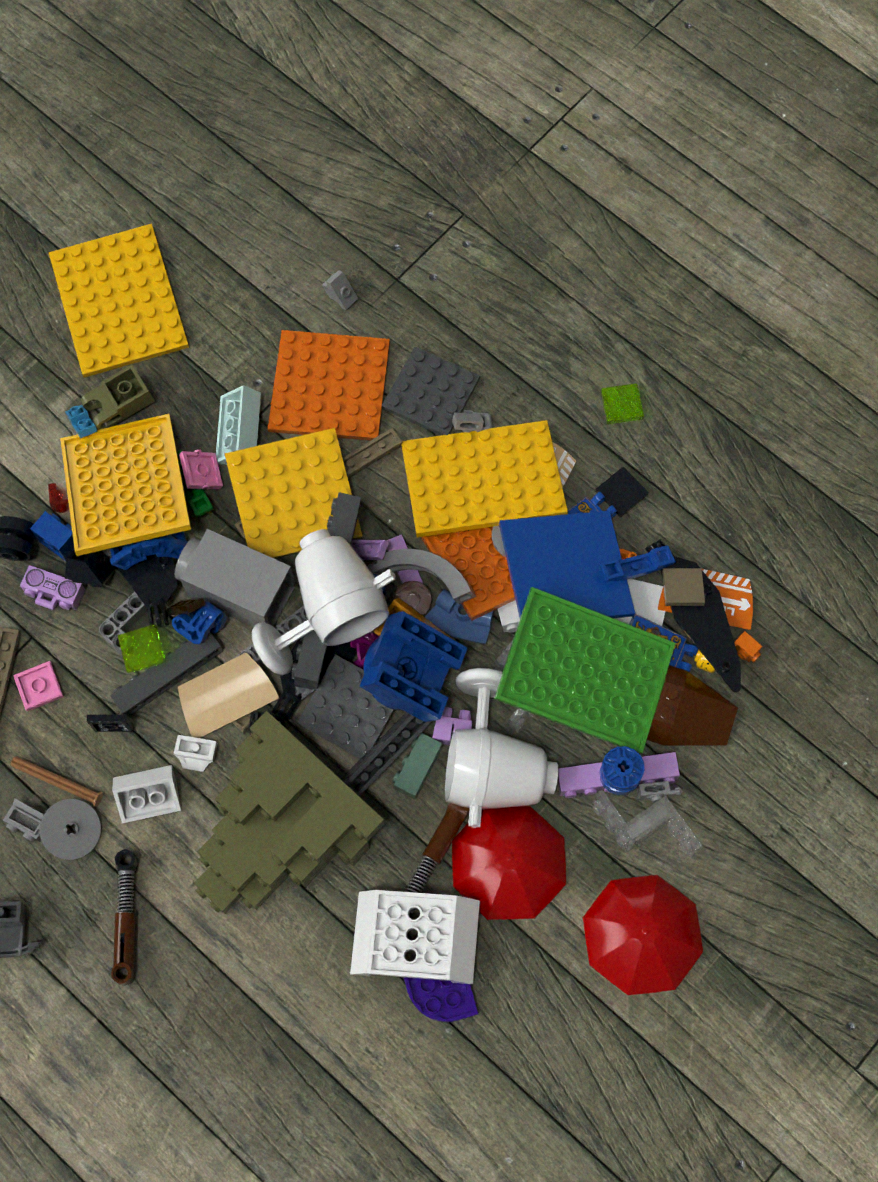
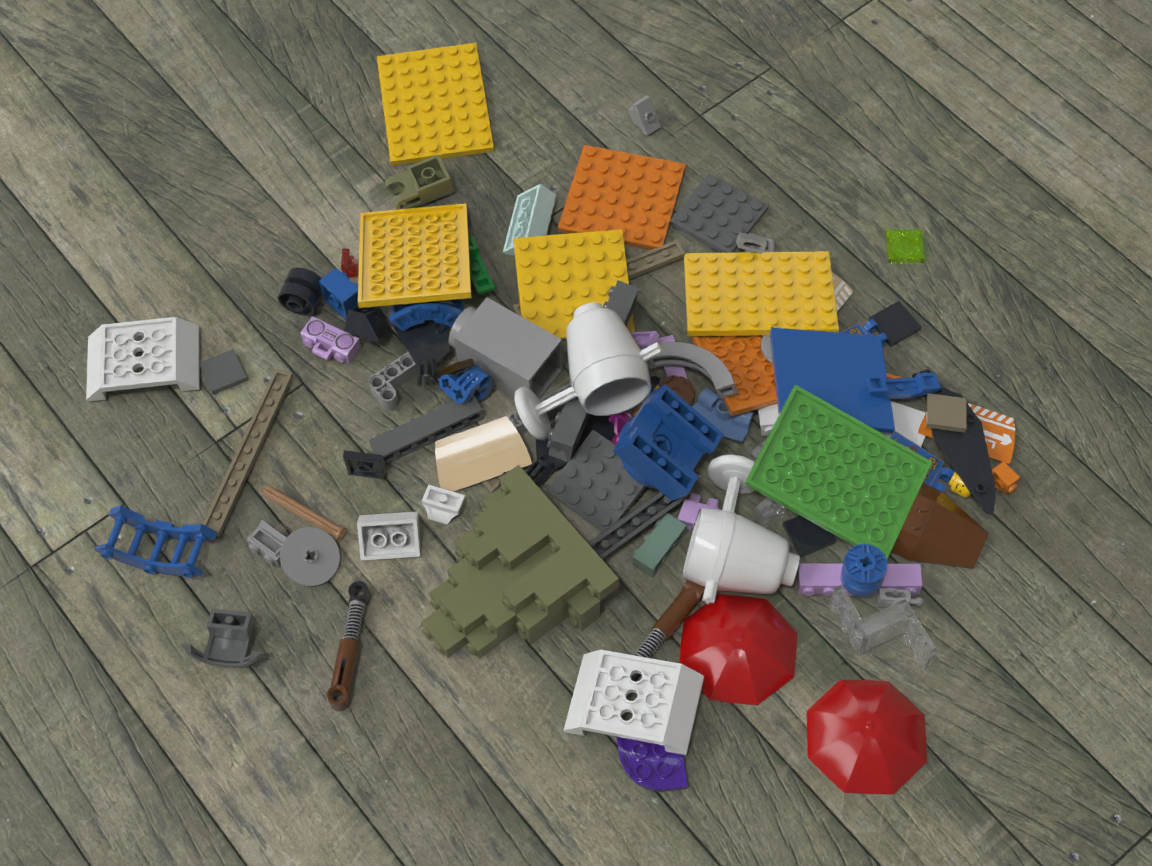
camera: 10 degrees right, 10 degrees down
(38, 686) = (301, 426): bright pink tile -> none
(81, 421) = (381, 200): dark azure slope -> none
(141, 648) = (406, 401): clear neon green plate -> none
(200, 470) = (488, 254): bright pink plate -> none
(560, 737) = (807, 536): none -> black tile

